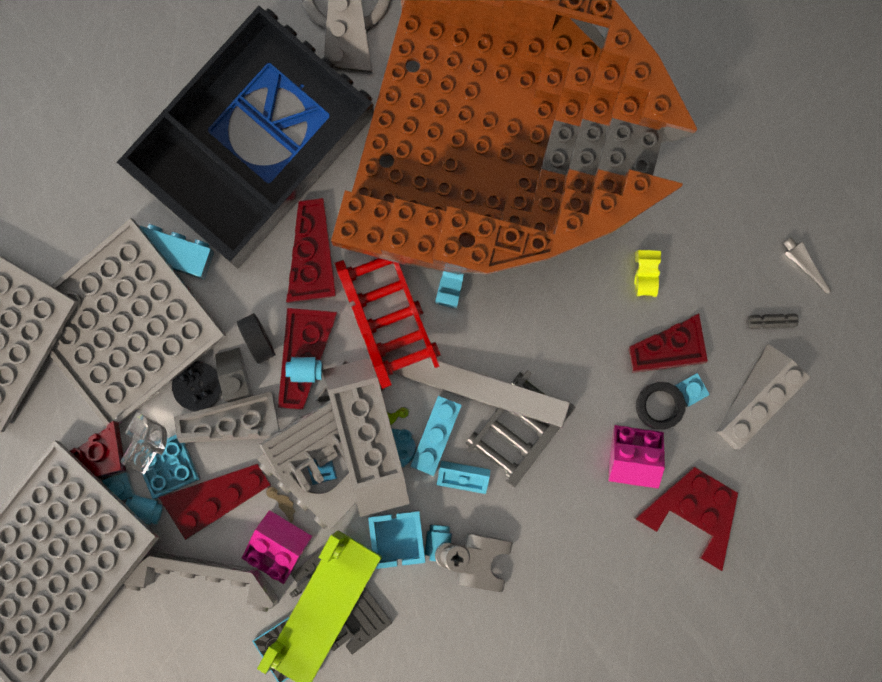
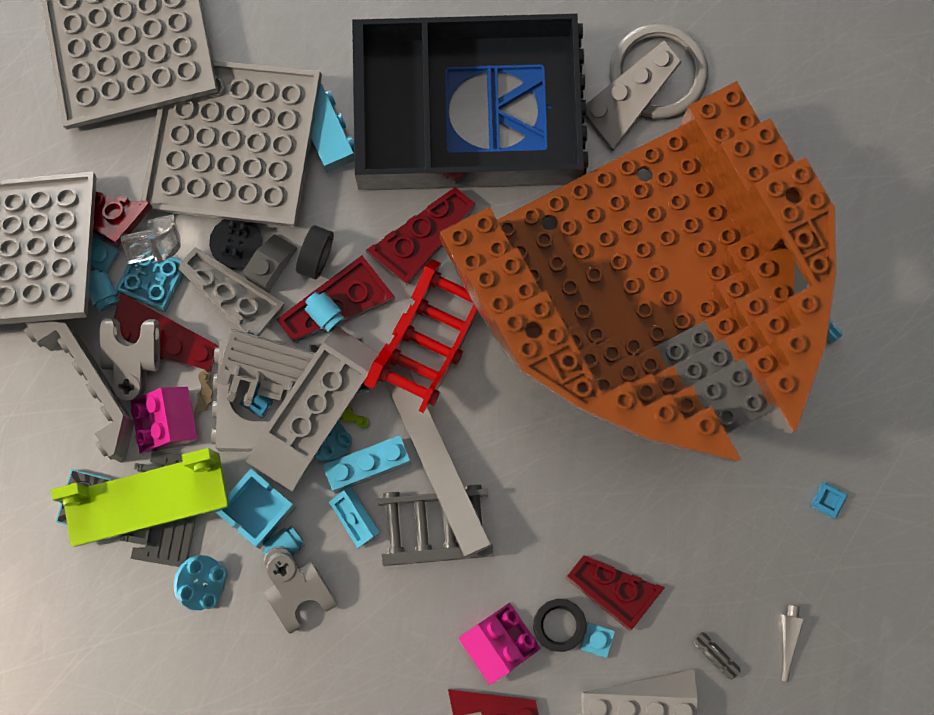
camera: 50 degrees right, 5 degrees down
(213, 533) = (129, 359): none -> light grey piece
(420, 630) = (195, 595): none -> medium azure plate
(449, 290) = (495, 369): medium azure leg -> none
(647, 274) = (658, 514): neon yellow leg -> none
(739, 152) = (828, 500): none -> dark azure tile

